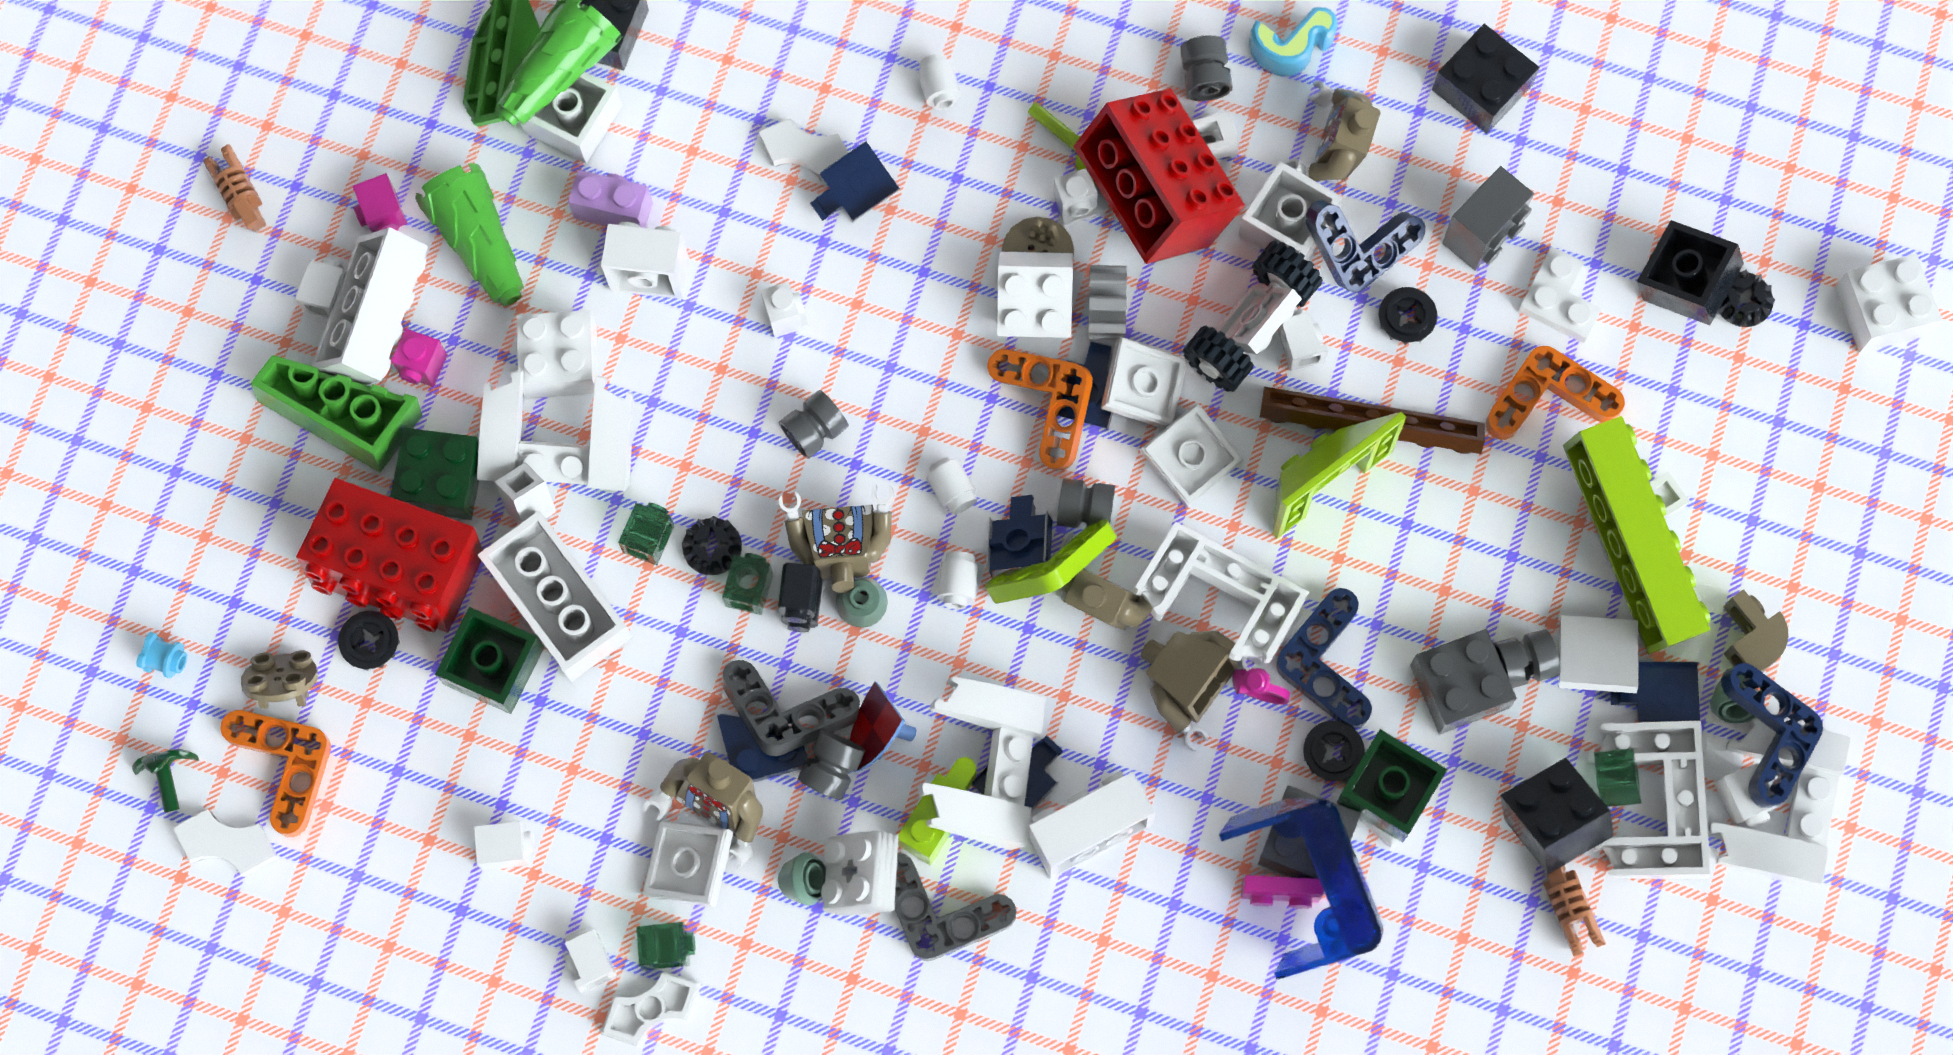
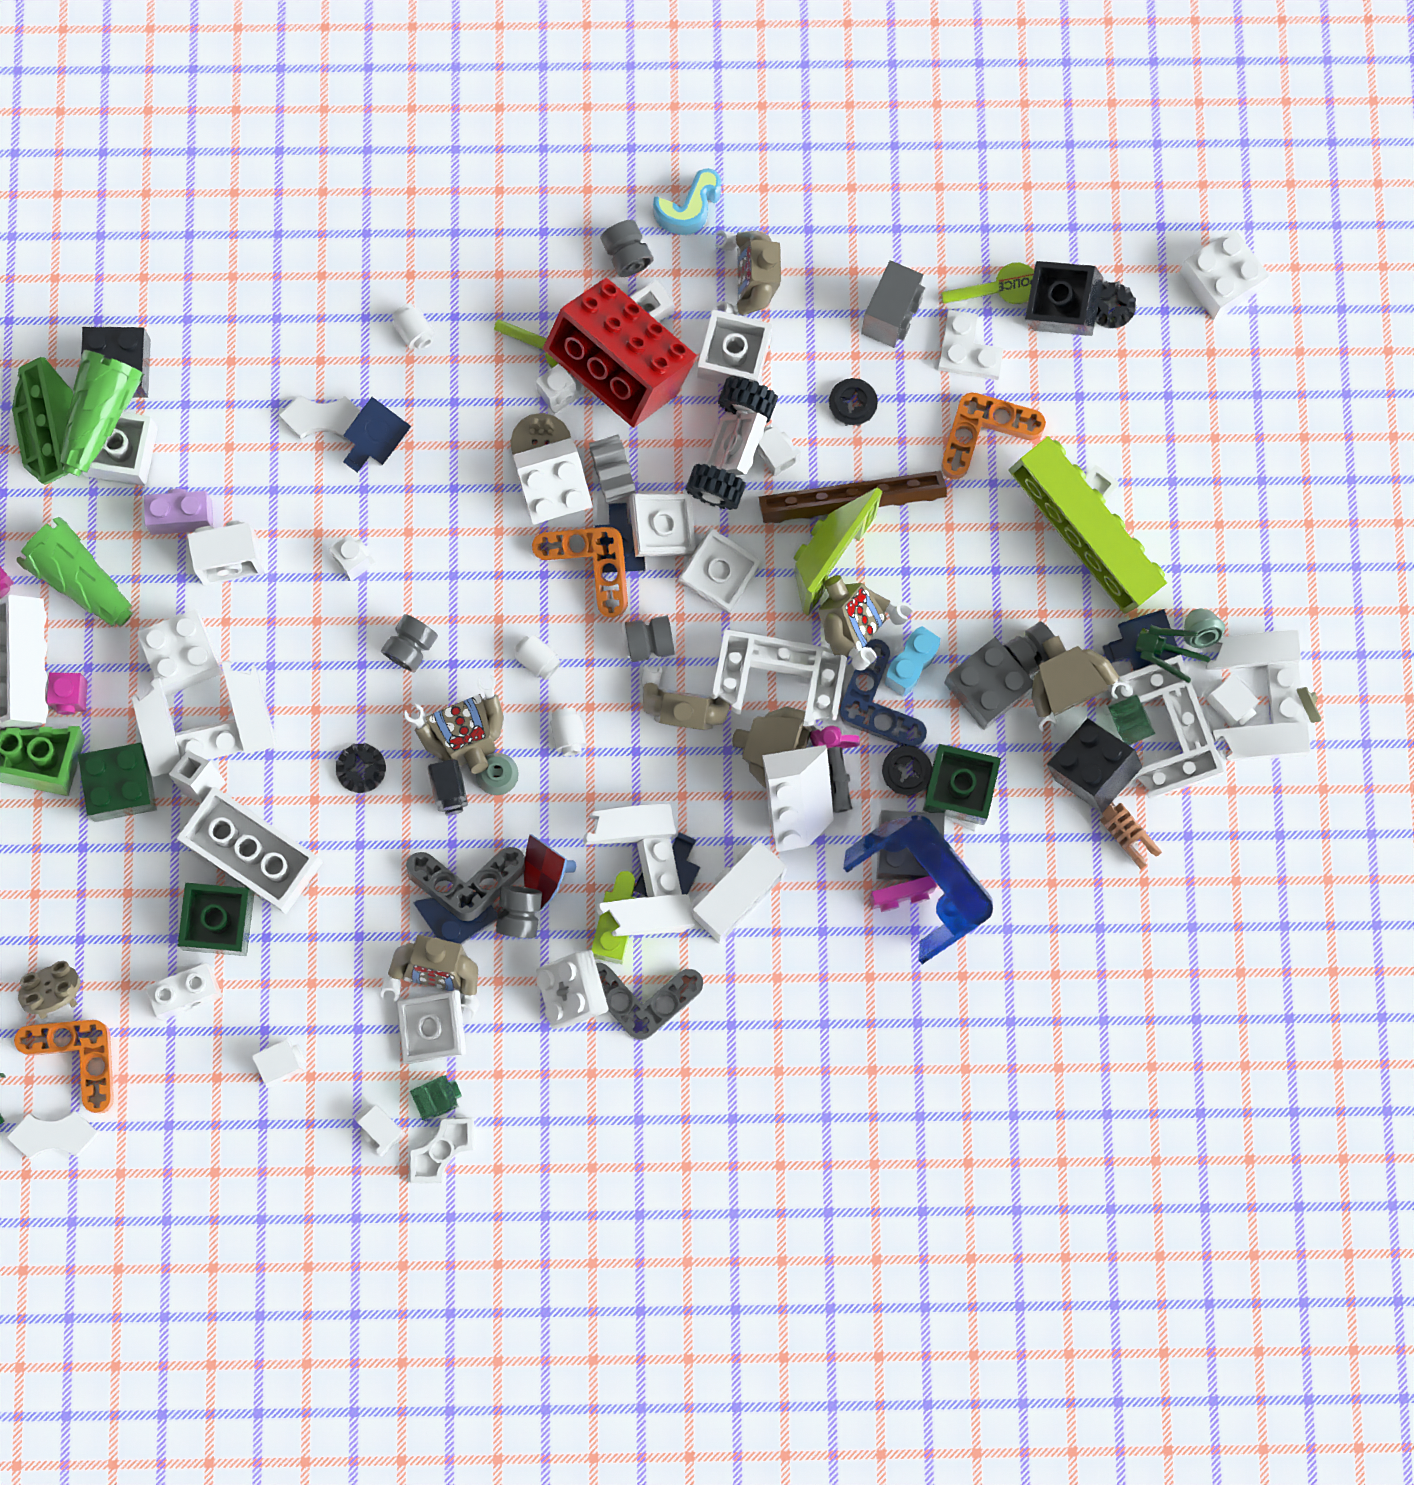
camera: 25 degrees left, 5 degrees up
(352, 636) = (94, 935): black gear -> none
(390, 556) = (105, 862): red brick -> none
(426, 729) = (183, 991): none -> white brick
(647, 532) = (305, 774): clear green brick -> none
(754, 598) = (405, 802): clear green brick -> none
(802, 878) = (527, 1009): sand green cone -> none
(1021, 539) = (607, 682): dark blue piece -> none
(1057, 571) = (646, 702): lime beam -> none
(1196, 736) = (798, 796): none -> white slope
(1249, 735) = (838, 781): none -> dark grey pin
(1328, 553) = (853, 617): none -> torso
(1361, 255) = (825, 339): dark blue beam -> none
(1388, 623) = (908, 665): none -> medium azure brick
(1485, 78) = (853, 187): black brick -> none
(1559, 706) = (1070, 680): none -> dark tan torso
(1598, 654) = (1088, 623): white tile -> none
(1632, 240) = (1011, 284): none -> lime piece
(1670, 696) = (1151, 643): none -> dark green plant
(1764, 637) = (1210, 574): dark tan brick -> none
(1786, 736) = (1249, 644): dark blue beam -> none
(1838, 825) = (1309, 700): none -> olive piece

